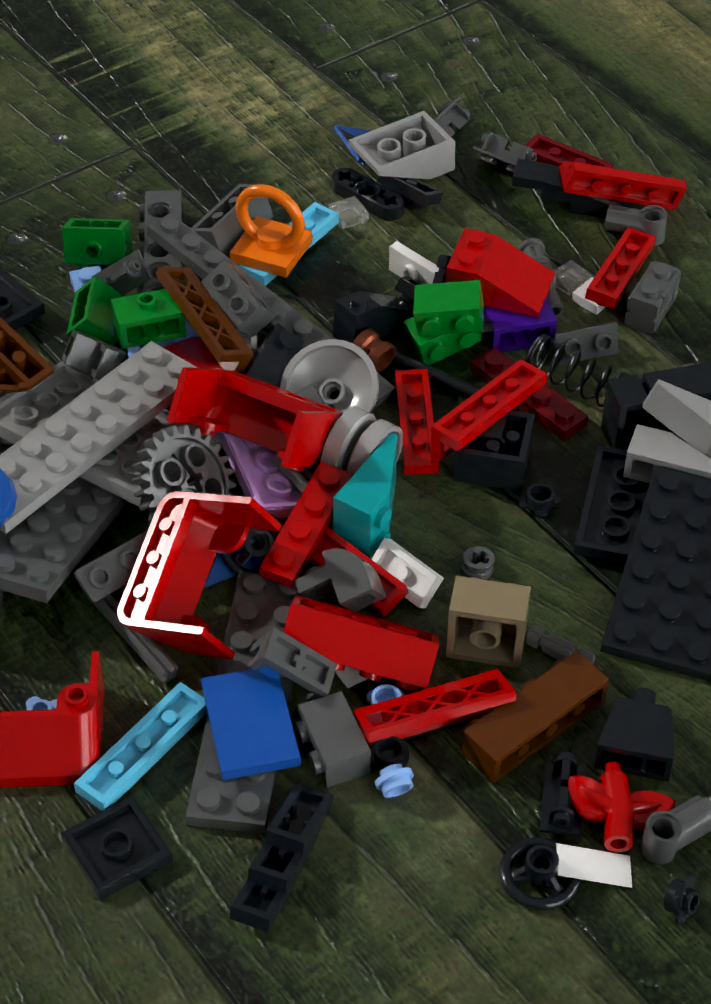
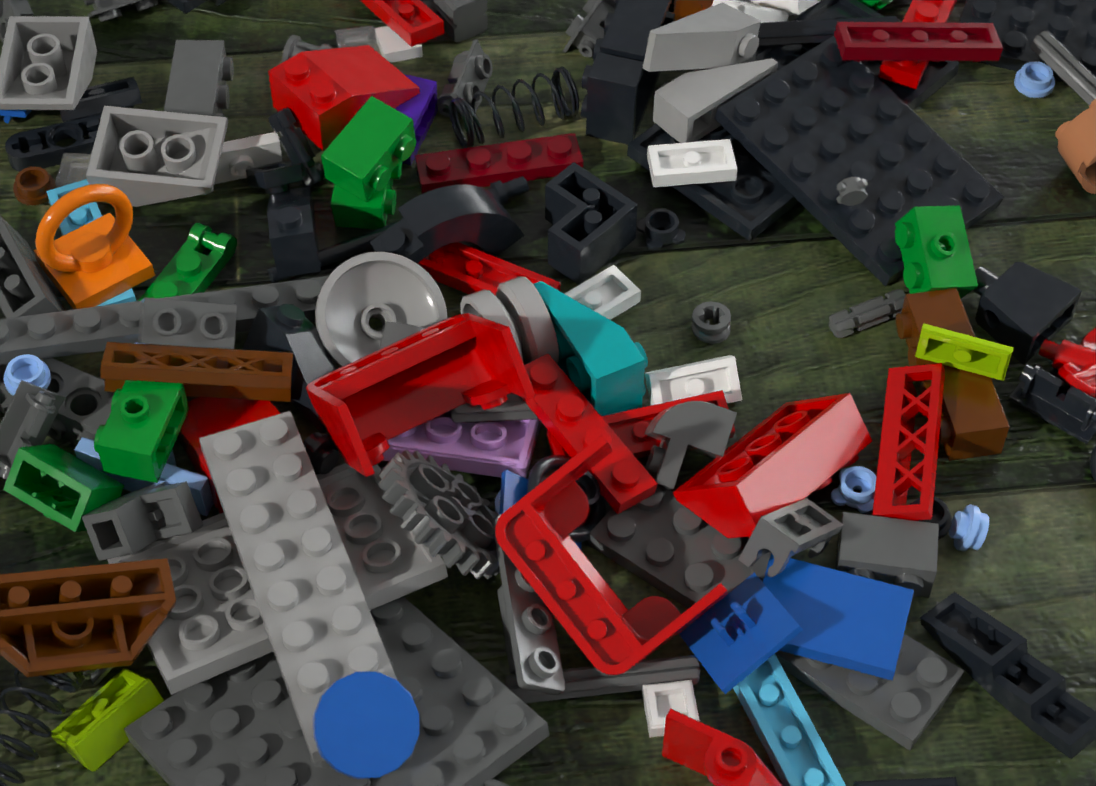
camera: 60 degrees left, 5 degrees up
(133, 675) = (661, 697): none -> white tile
(154, 254) = (26, 368): none -> light blue plate
(197, 673) = (740, 633): none -> blue piece
(311, 294) = (190, 269): none -> green plate
(320, 194) = (32, 184): none -> reddish brown plate
(370, 223) = (156, 153): none -> light grey slope
(379, 351) = (336, 249): copper wheel -> none
(429, 374) = (448, 217): none -> black arch
(439, 491) = (607, 293): none -> white plate
(441, 226) = (199, 78): none -> dark grey brick
(485, 408) = (537, 196): red fence -> none
(487, 621) = (824, 342): dark tan brick -> none
(539, 700) = (963, 352): none -> lime slope
(600, 480) = (691, 163): none -> white plate
(634, 652) = (935, 250): none -> green brick
(645, 575) = (852, 191): none -> dark grey piece

